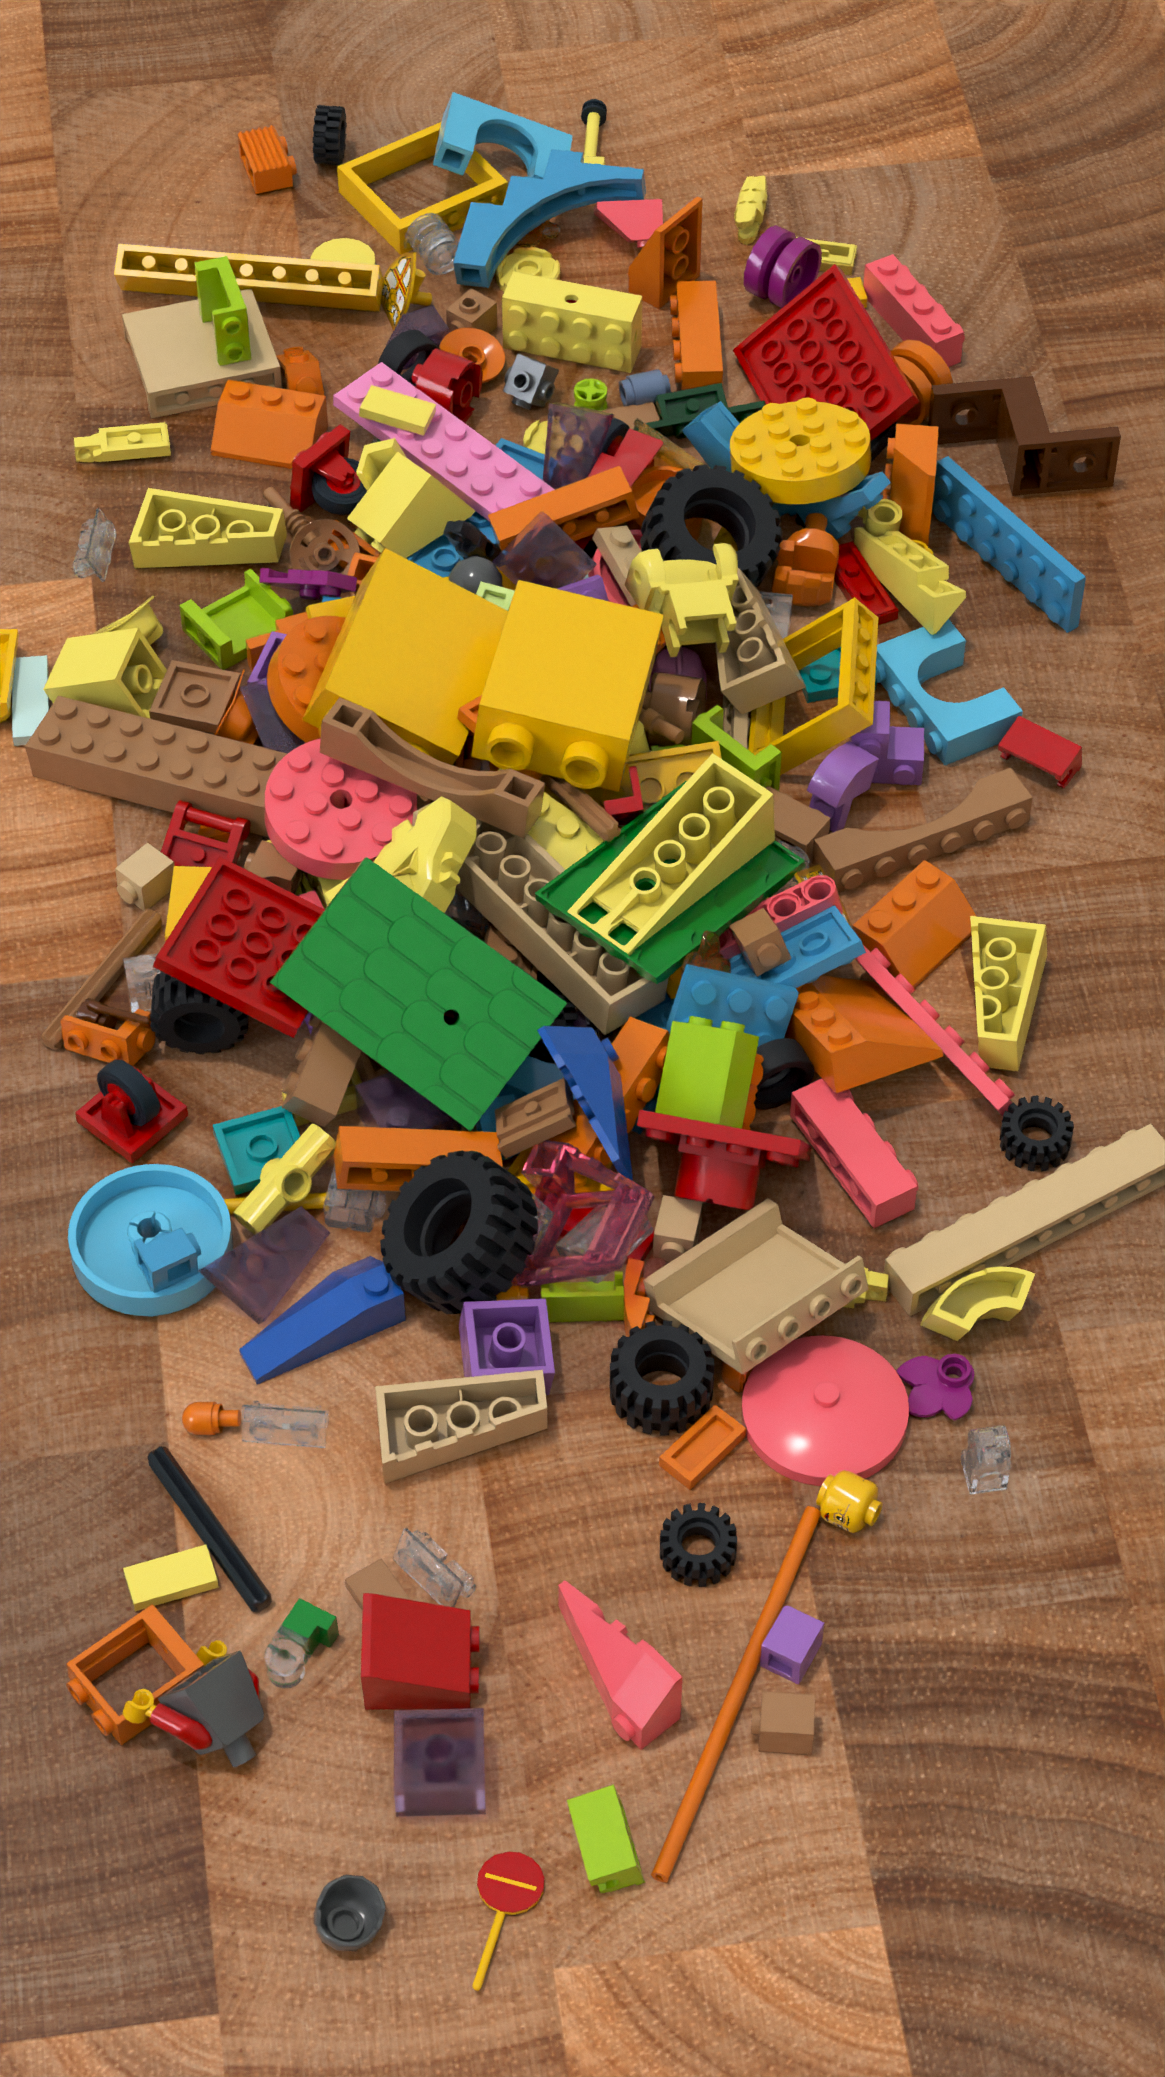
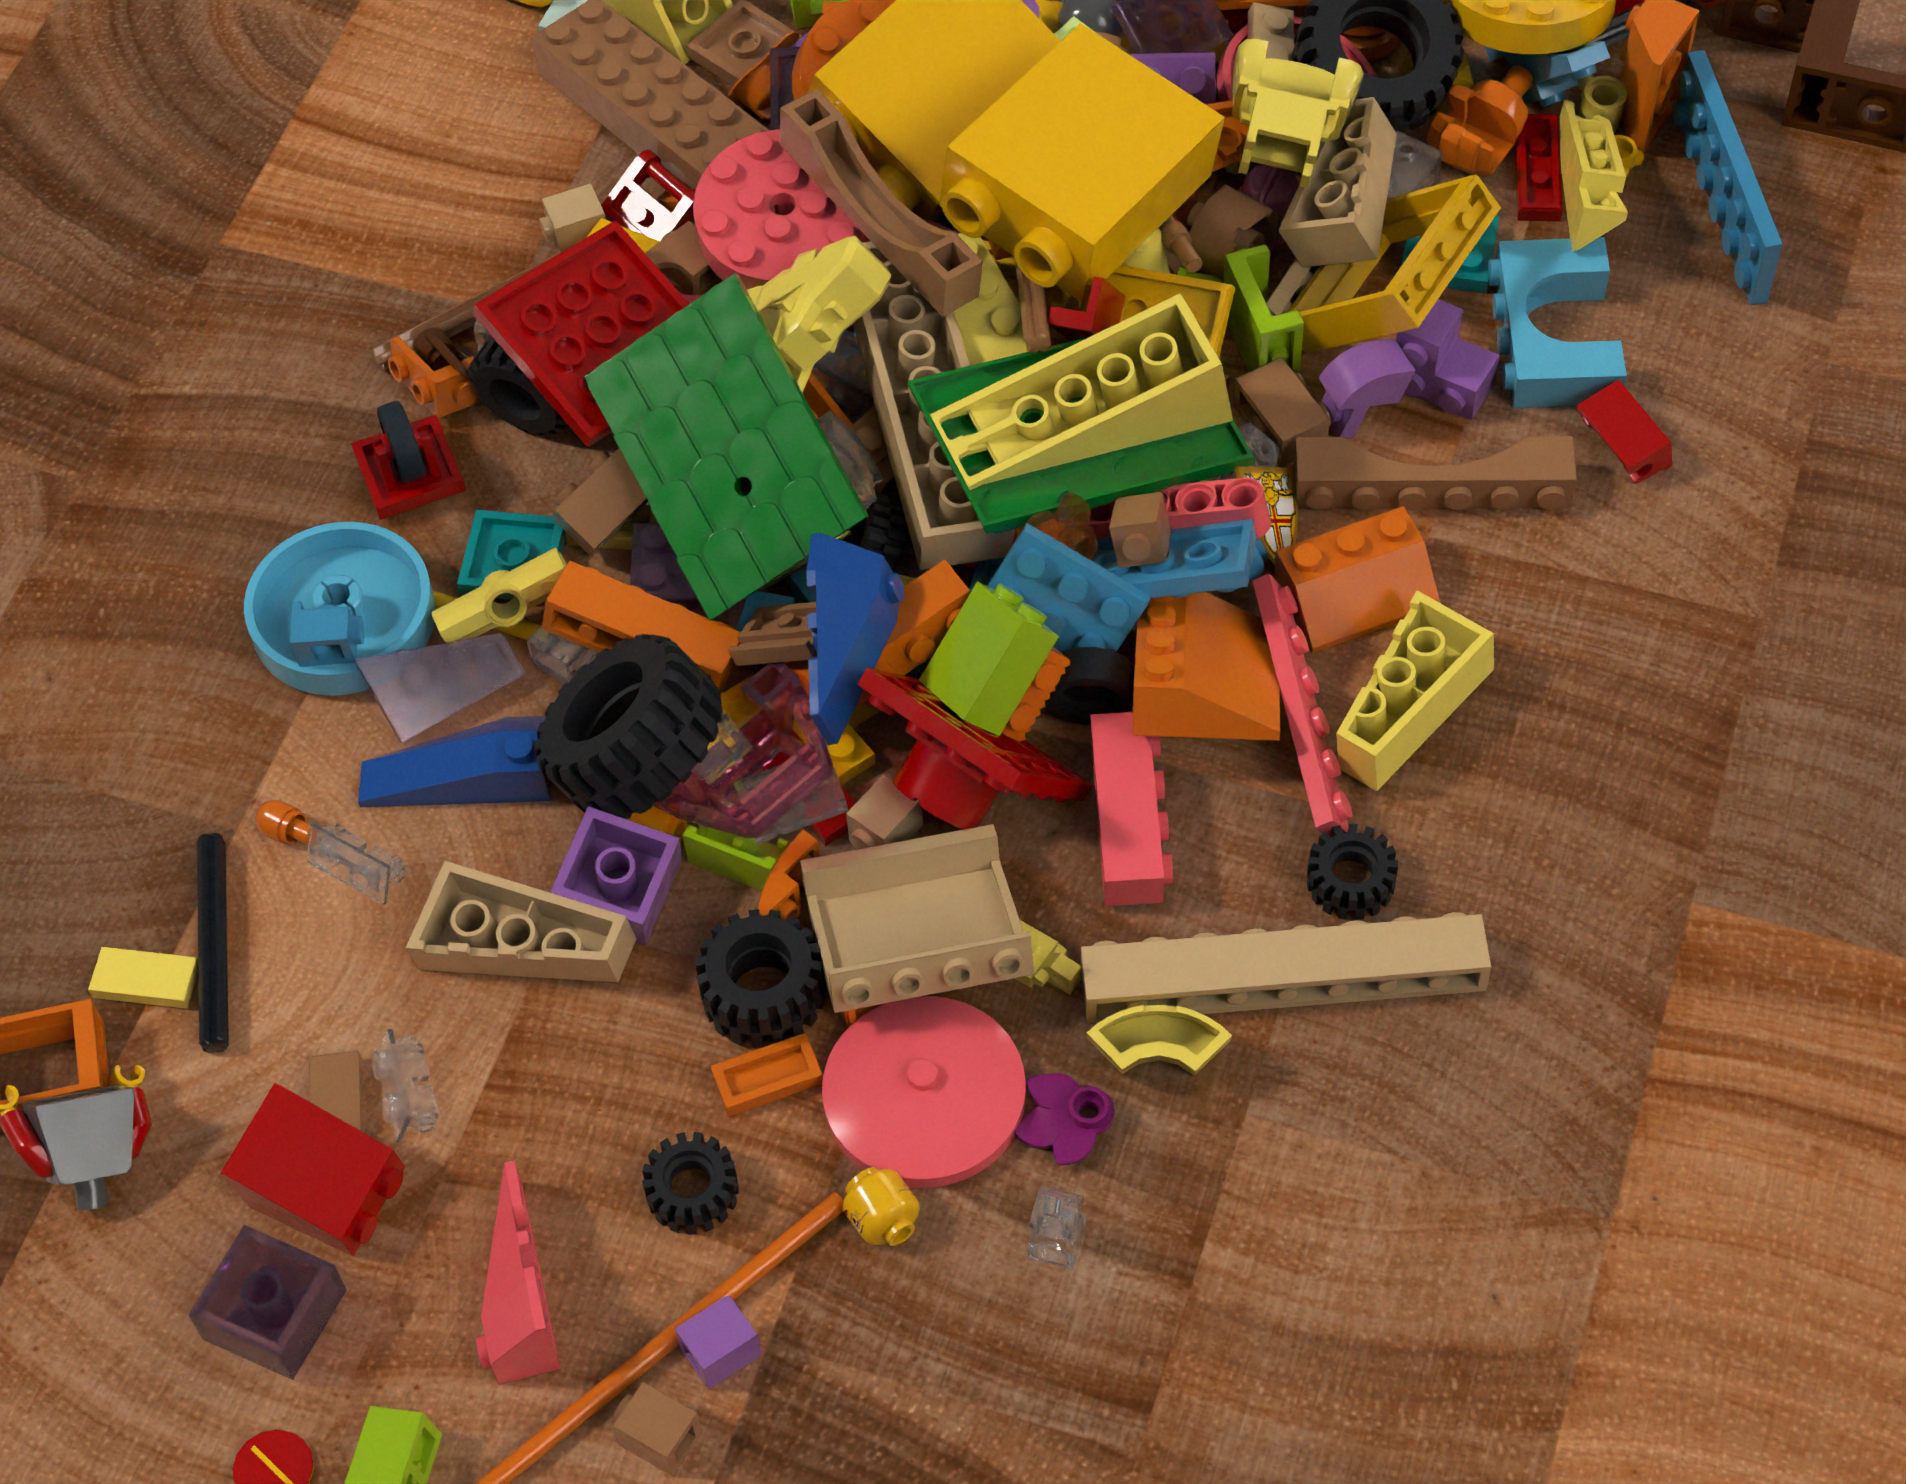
camera: 30 degrees right, 5 degrees up
(296, 1642) = (213, 1105): leg -> none
(349, 1913) = (80, 1424): dark grey hair -> none

